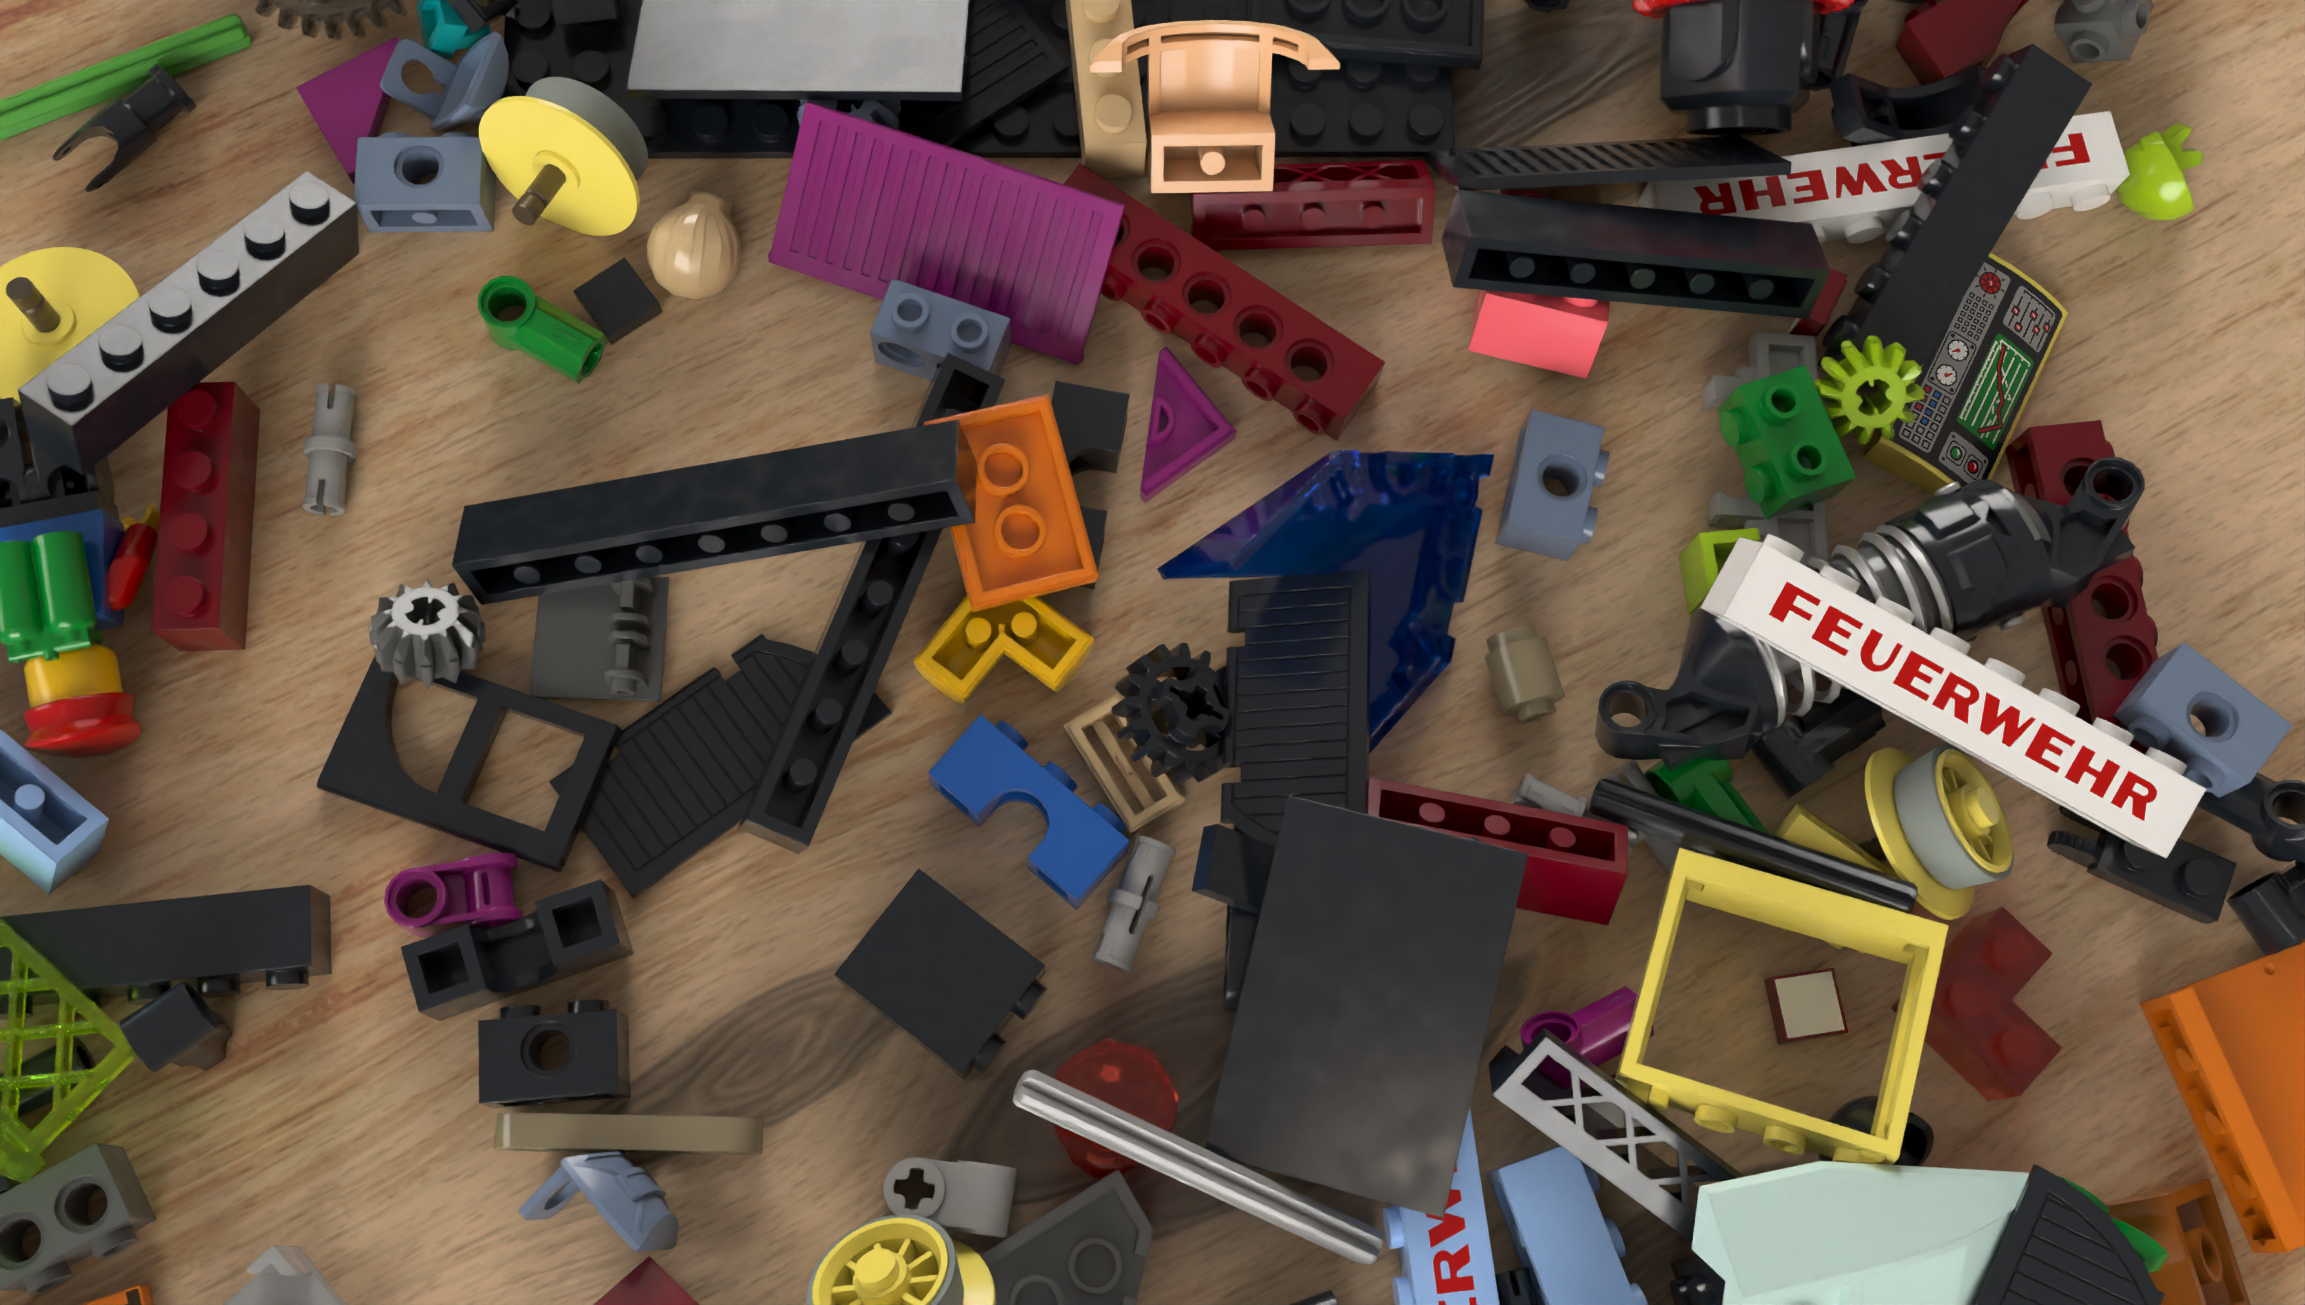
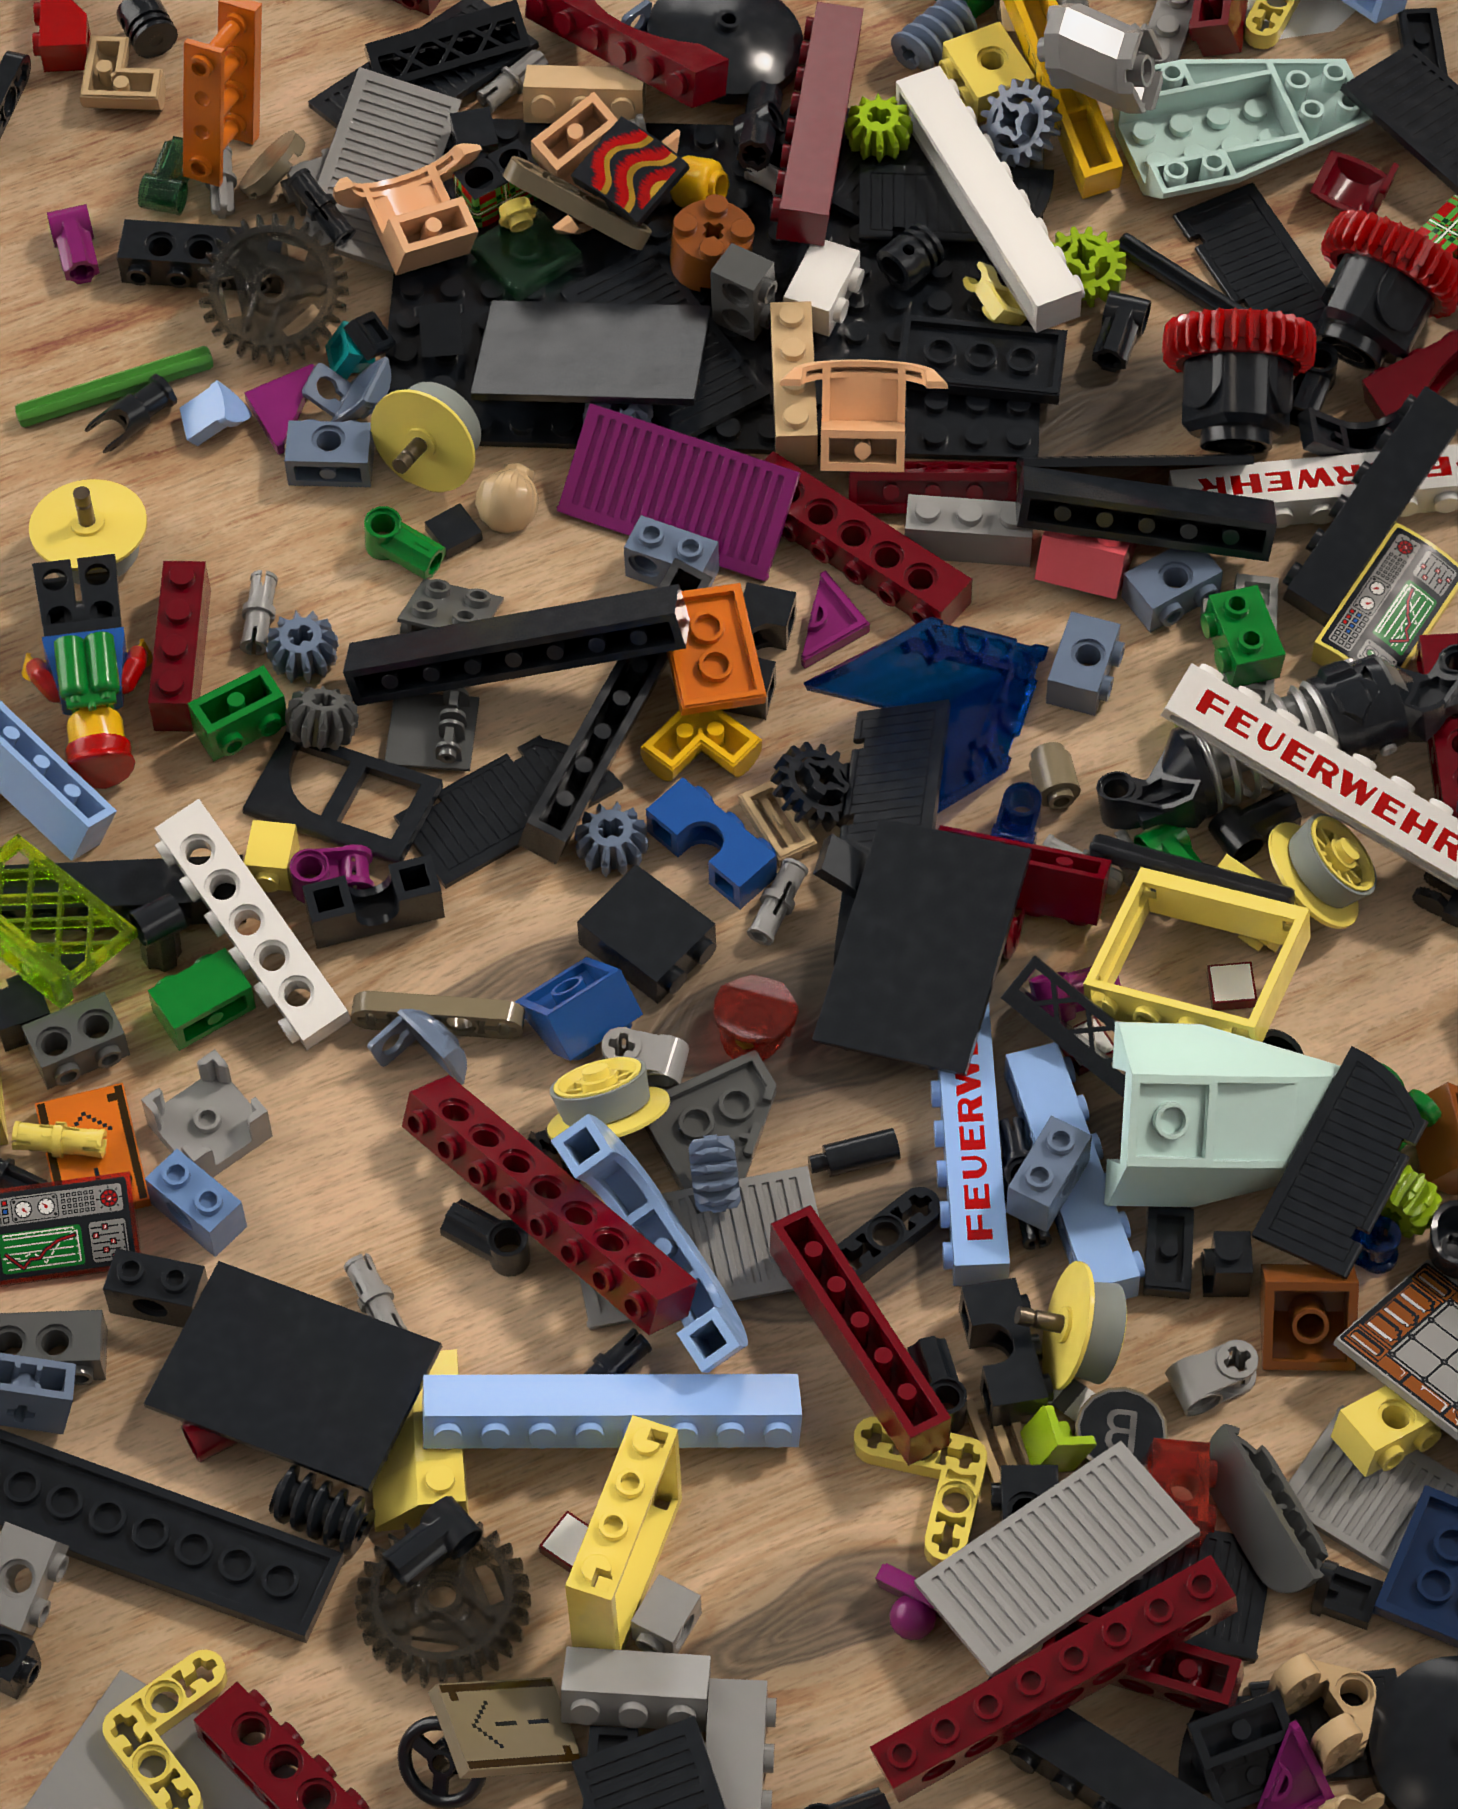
camera: 15 degrees right, 15 degrees down
(189, 323) = (185, 520): black brick -> none
(249, 122) = (212, 412): none -> light blue tile
(254, 1135) = (201, 998): none -> green brick
(296, 634) = (238, 713): none -> green brick
(322, 977) = (196, 829): none -> white brick
(356, 869) = (270, 853): none -> light yellow brick
(389, 489) = (302, 646): none -> sand blue gear
(512, 1048) = (371, 952): black brick -> none
(614, 435) = (442, 604): none -> dark grey hinge
(844, 1110) = (580, 1007): none -> blue slope
(880, 836) = (611, 839): none -> sand blue gear
(1197, 1167) = (808, 1043): light grey axle -> none
(1368, 276) = (968, 530): none -> light grey brick
(1478, 768) = (1019, 825): none -> clear blue piece
(1645, 381) = (1149, 591): none -> sand blue brick
(1823, 307) = (1284, 557): dark red tile -> none
(1872, 365) = (1315, 600): lime gear -> none
(1973, 1011) = (1342, 987): clear red brick -> none

